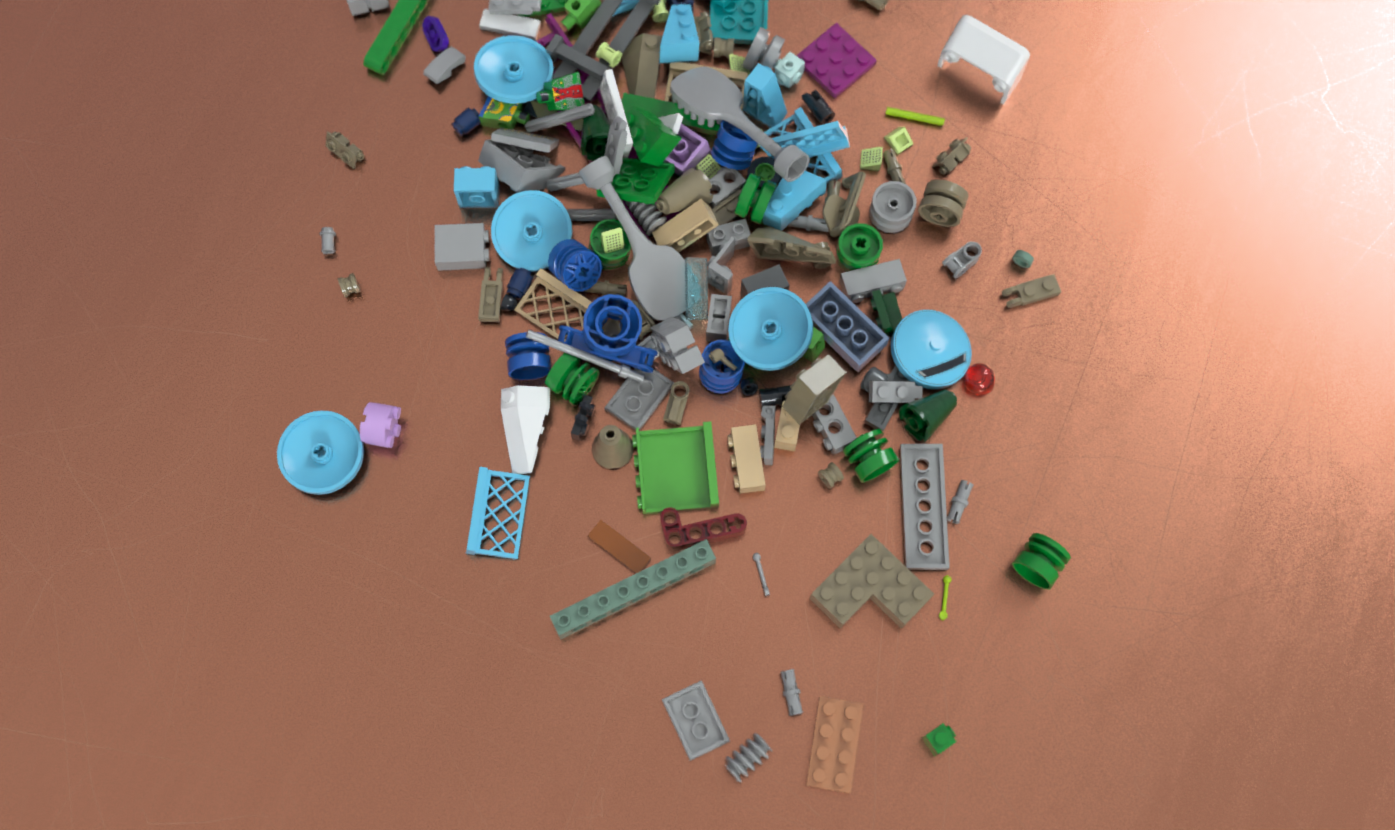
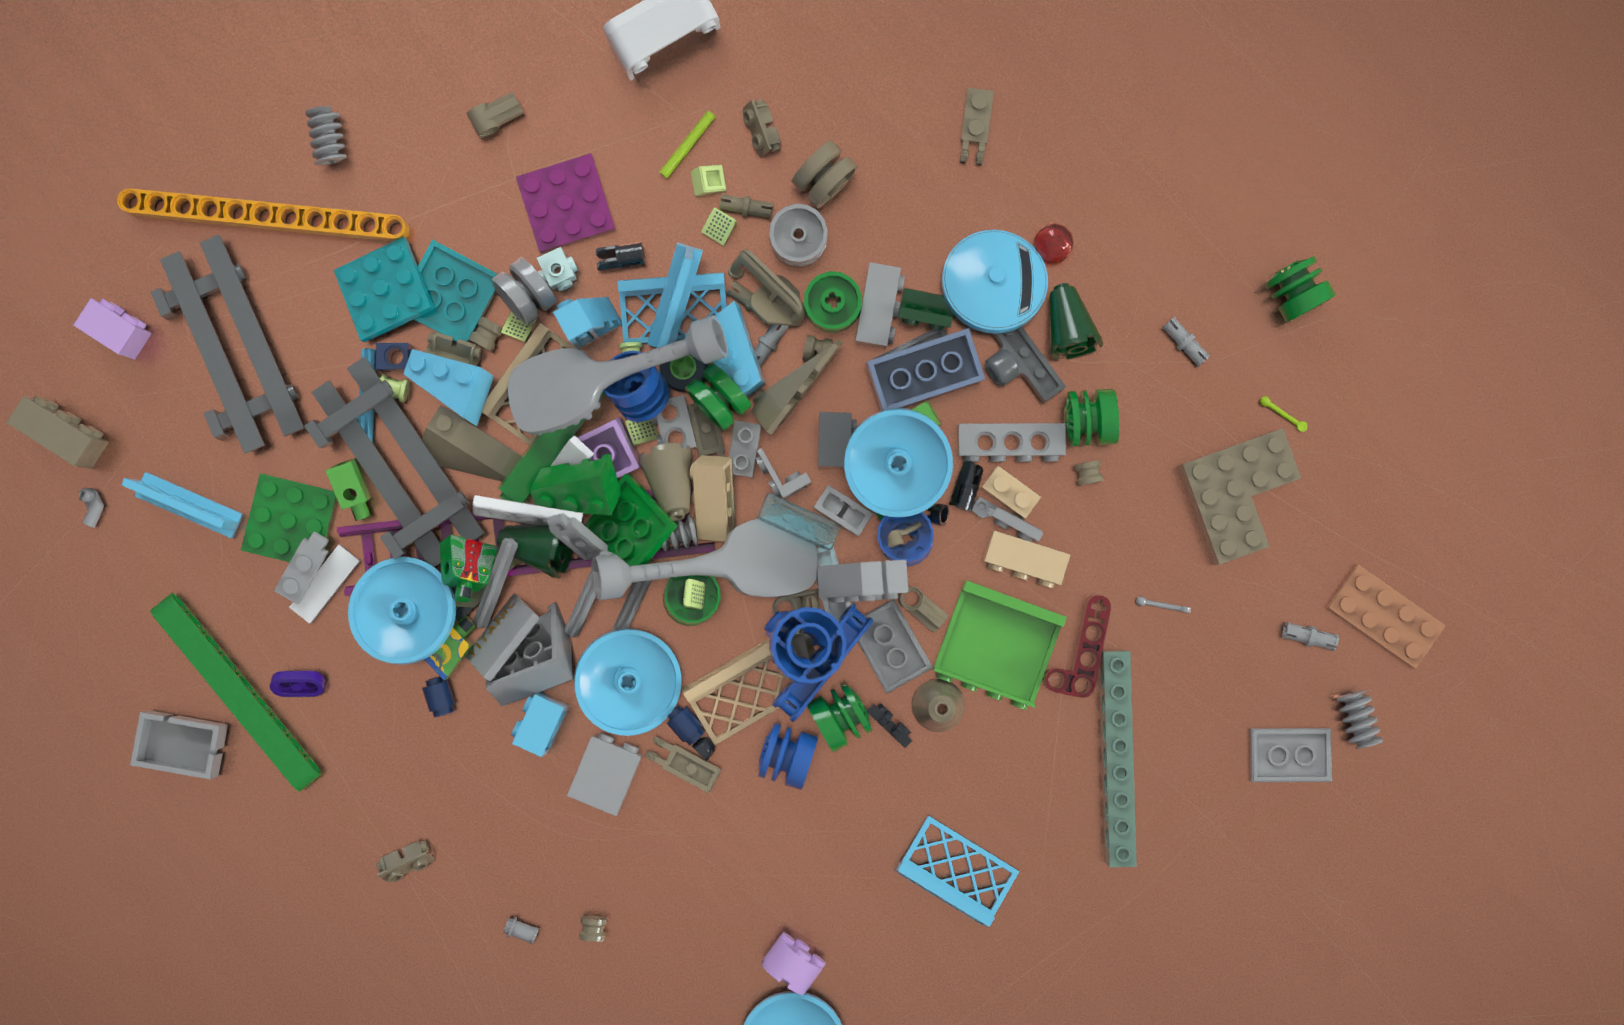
camera: 65 degrees left, 15 degrees up
(442, 65) = (345, 691): light grey slope -> none
(523, 416) = (864, 796): white wedge -> none
(574, 265) = (701, 652): blue wheel -> none
(608, 54) = (437, 483): yellowish green bush -> none
(608, 288) = (738, 624): dark tan pin -> none
(619, 547) = (1059, 751): dark orange tile -> none
(622, 370) = (856, 655): light grey bar -> none
(813, 388) = (998, 450): dark tan brick -> none
(894, 391) = (1030, 352): light grey hinge -> none
(912, 515) = (1189, 376): light grey plate -> none
(939, 739) = (1436, 501): green brick -> none
(960, 261) = (901, 187): light grey piece -> none
(1023, 259) = (933, 114): sand green tile -> none

